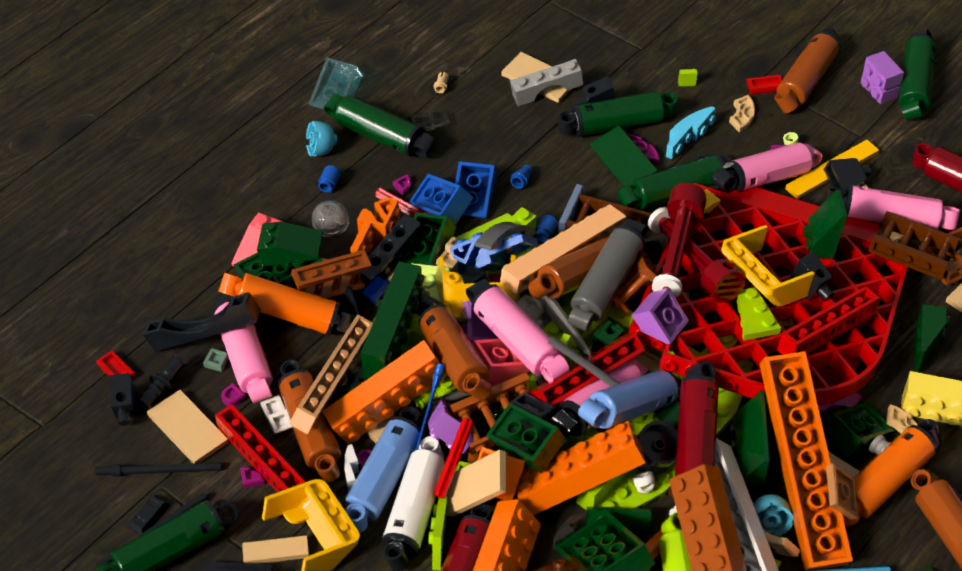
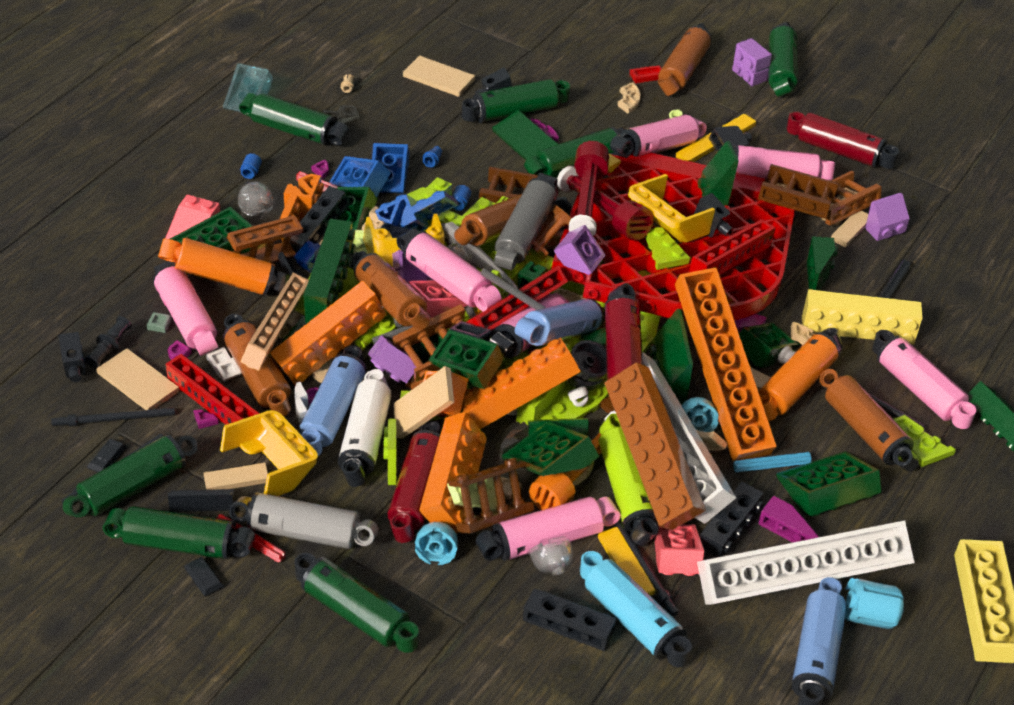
camera: 10 degrees left, 5 degrees down
(114, 365) = (54, 329): red tile -> none
(168, 333) = (111, 299): black arch -> none
(288, 243) = (219, 216): dark green slope -> none
(321, 138) = (239, 132): medium azure cylinder -> none
(437, 376) = (378, 311): blue piece -> none
(453, 458) = (399, 383): red axle -> none
(493, 237) = (418, 194): dark grey slope -> none
(522, 271) = (446, 223): light nougat brick -> none
(527, 87) = (429, 83): light grey arch -> none
(571, 208) = (481, 180): sand blue tile -> none
(687, 77) = (576, 70): lime tile -> none
(689, 128) = (583, 111): medium azure slope -> none
(842, 491) = (760, 386): medium nougat tile -> none

